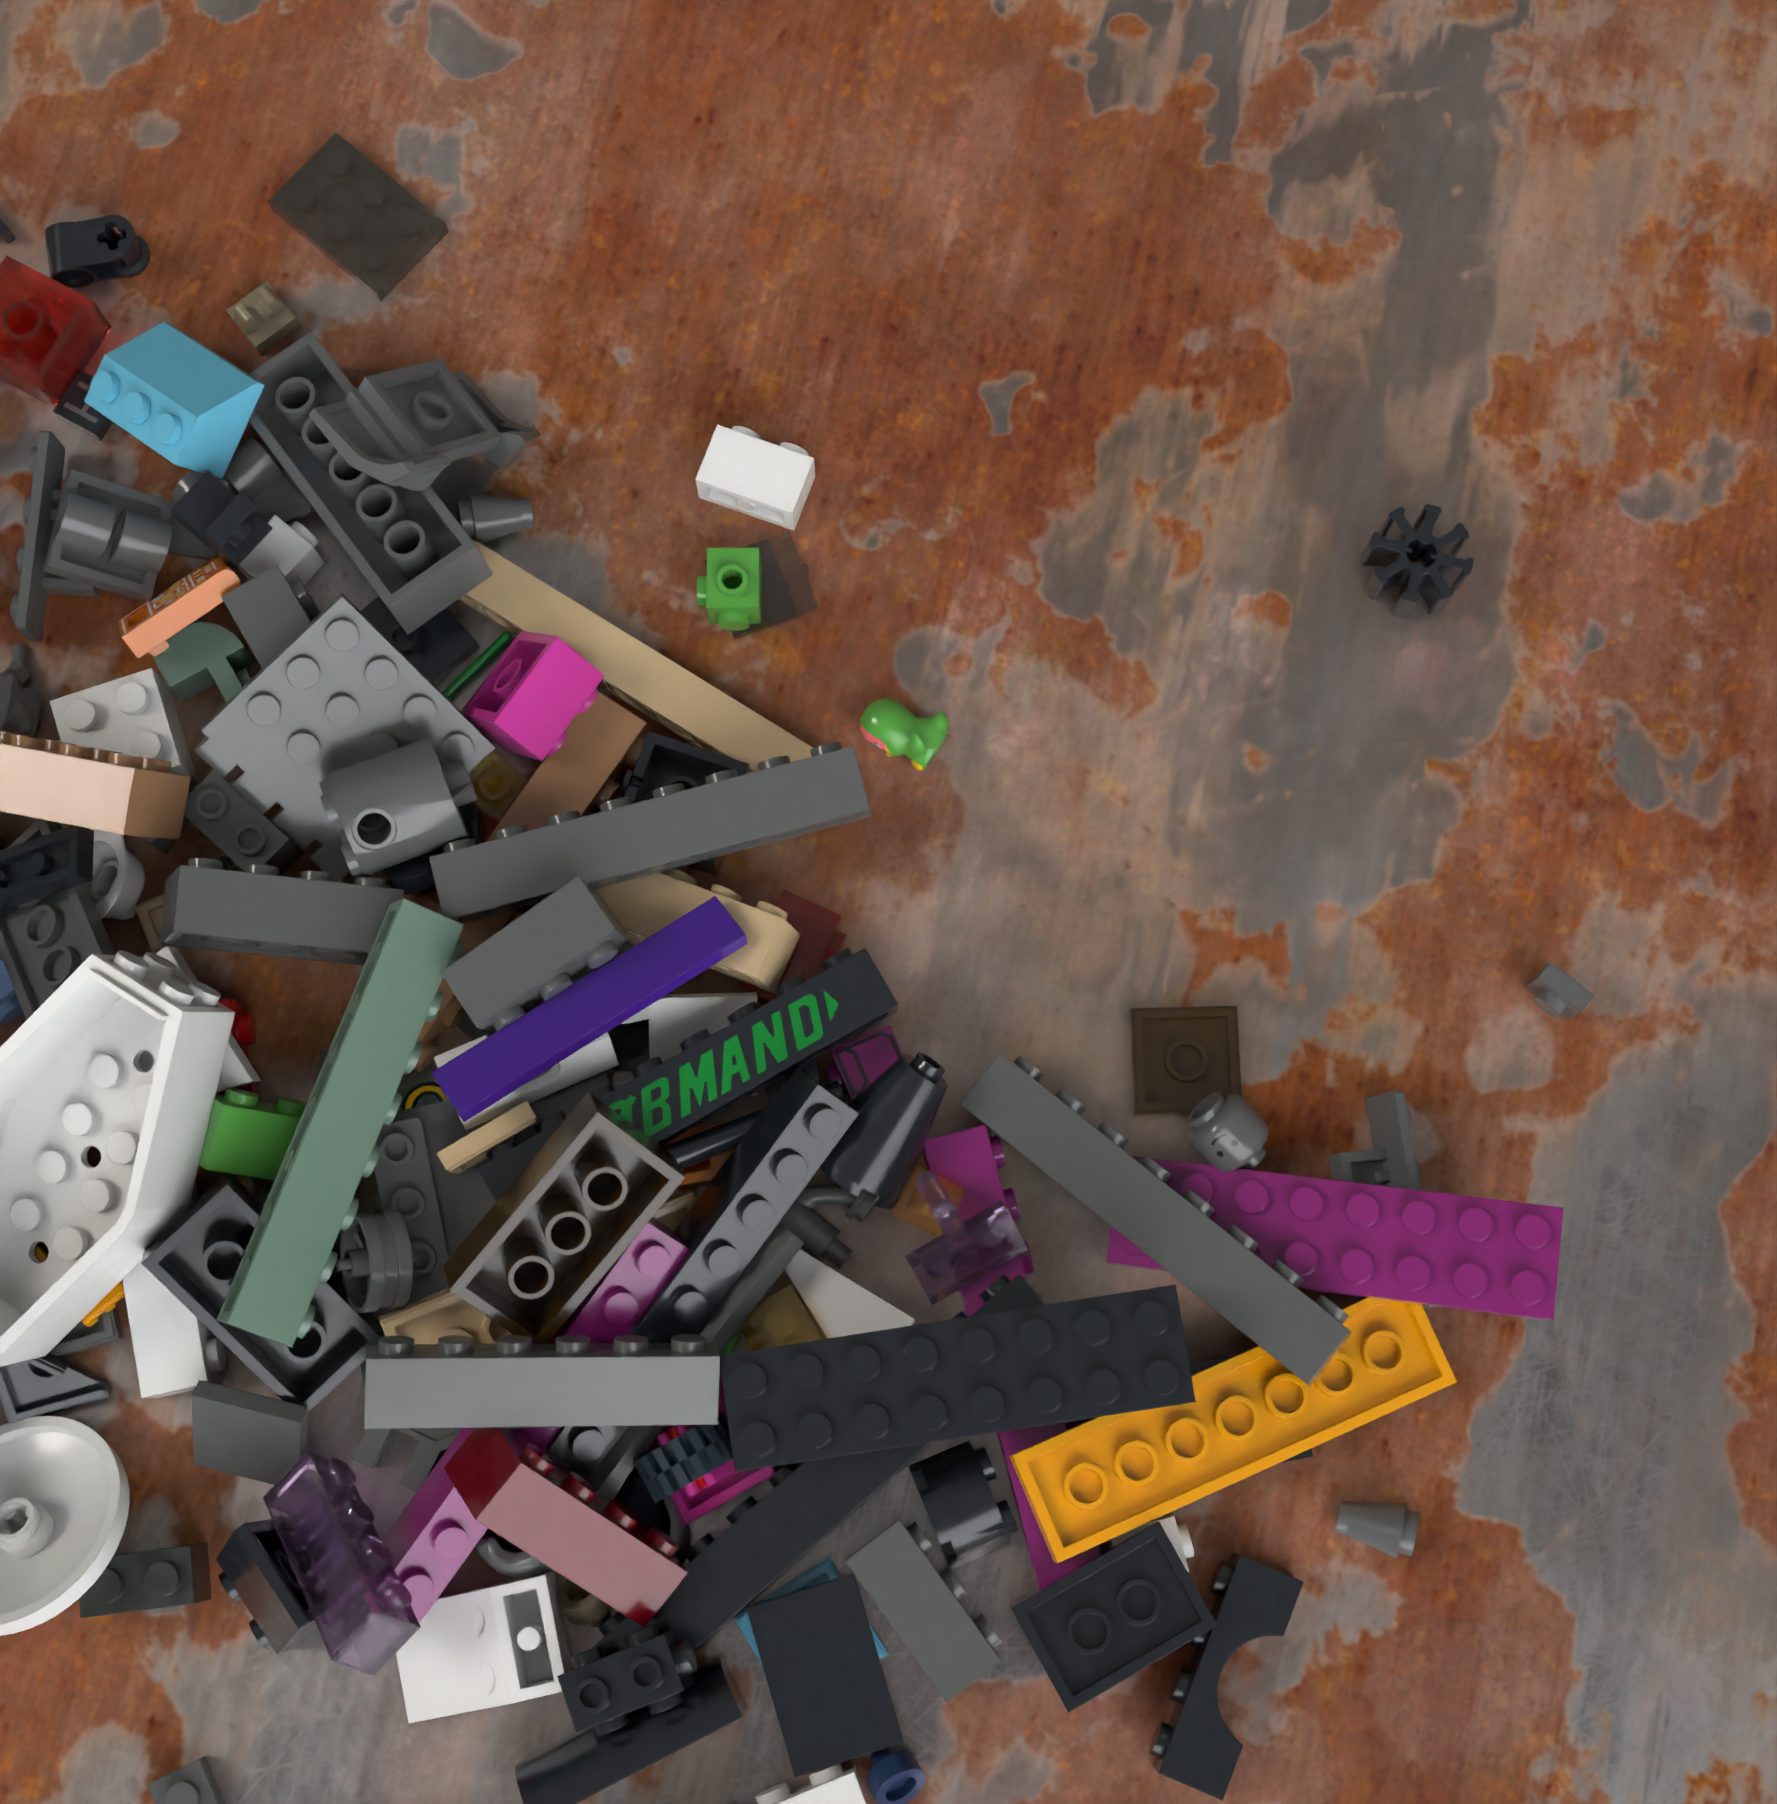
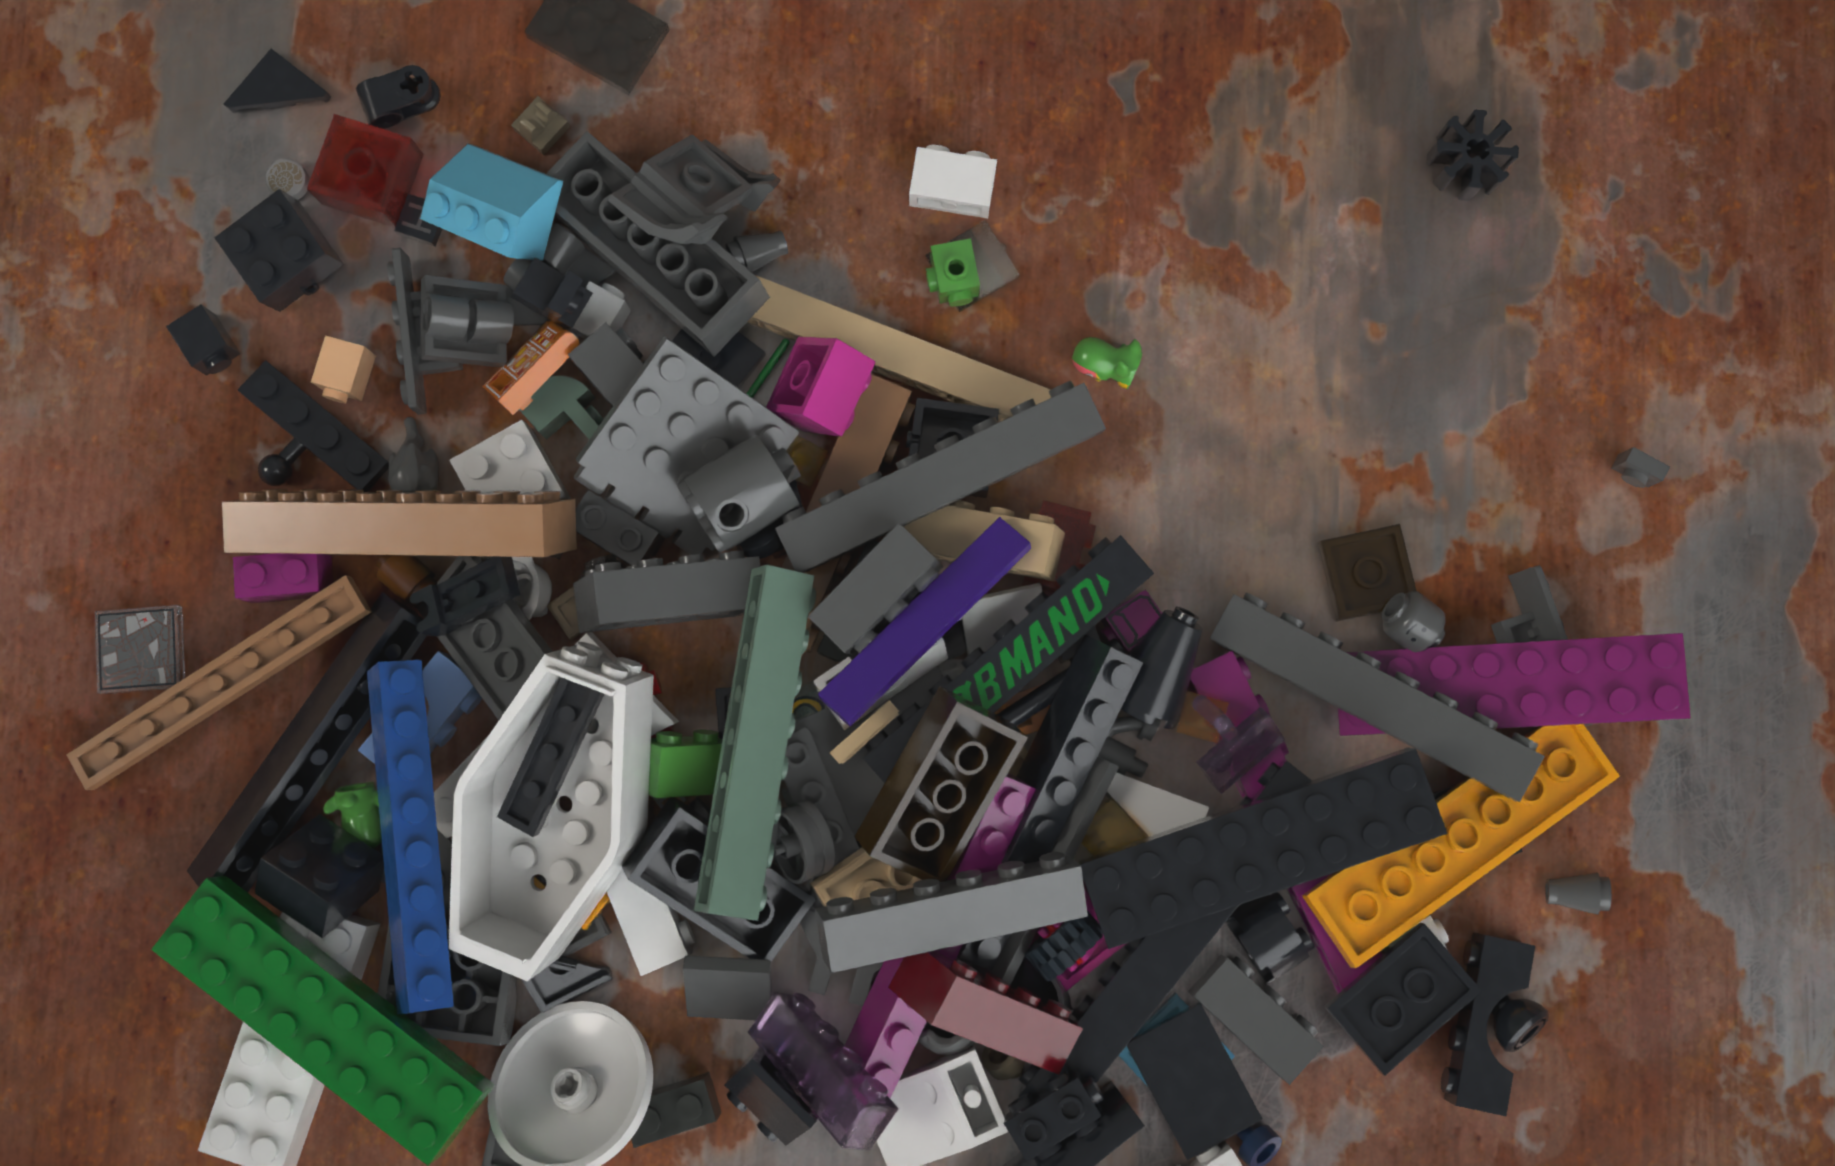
camera: 10 degrees left, 5 degrees up
(82, 1091) = (550, 756): none -> black tile
(1265, 1680) = (1517, 1022): none -> black brick

